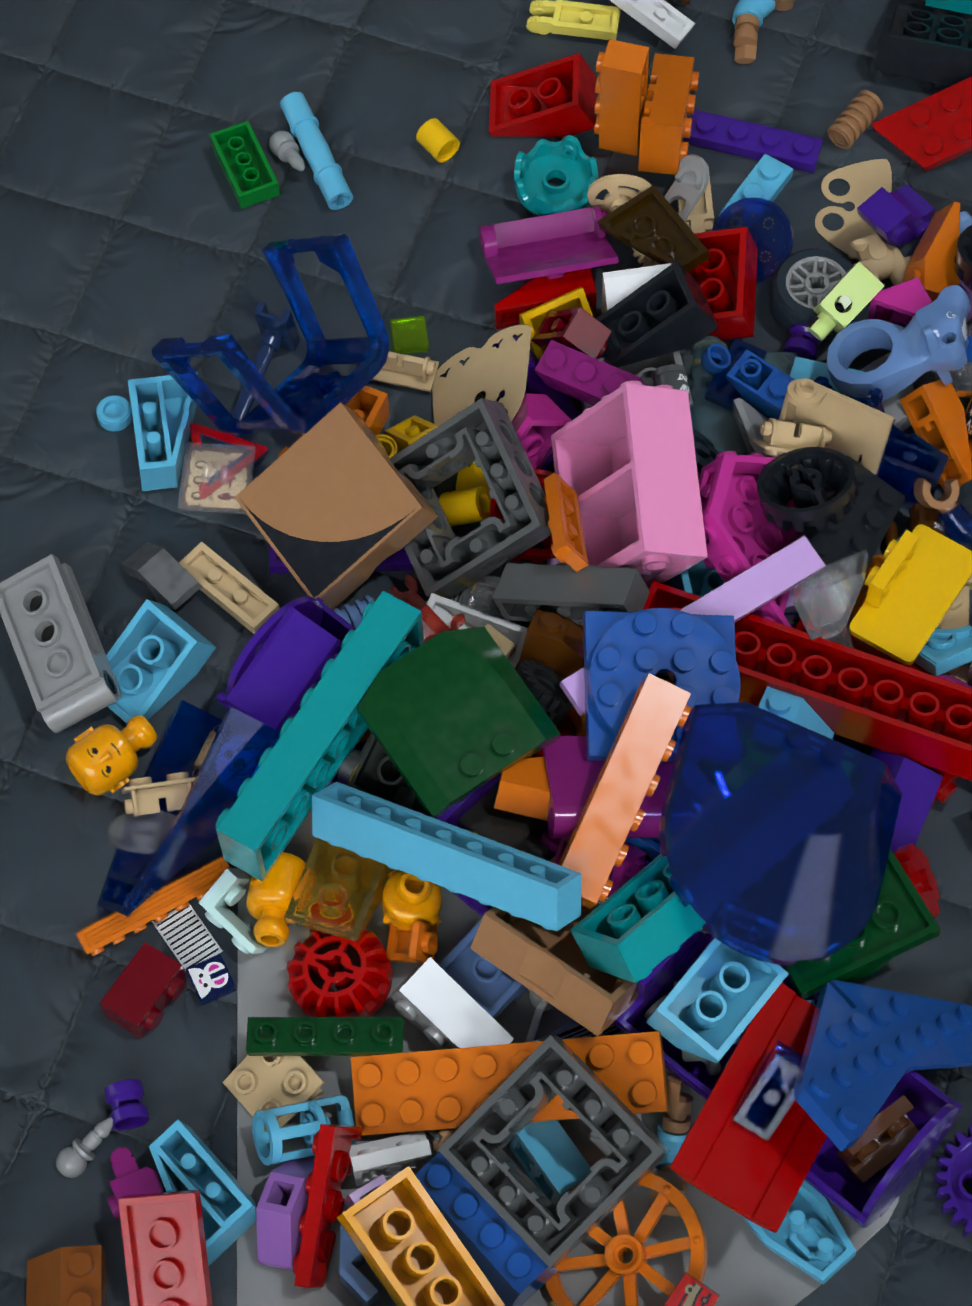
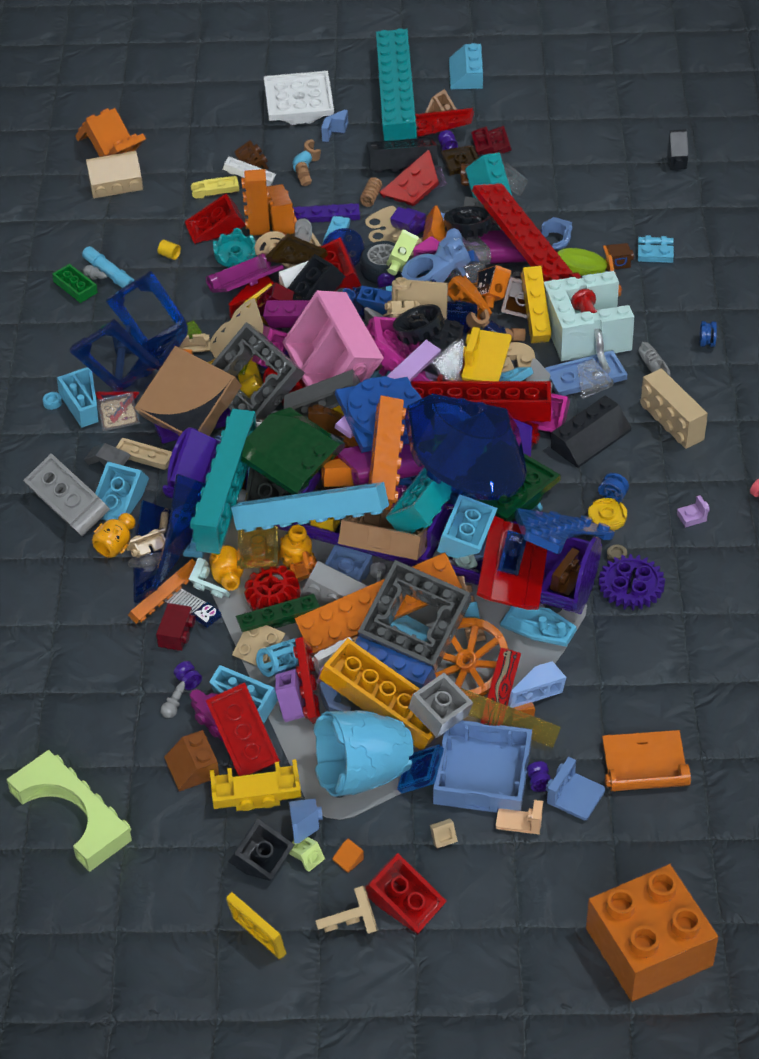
camera: 20 degrees left, 15 degrees down
(565, 523) = (307, 366): orange plate -> none

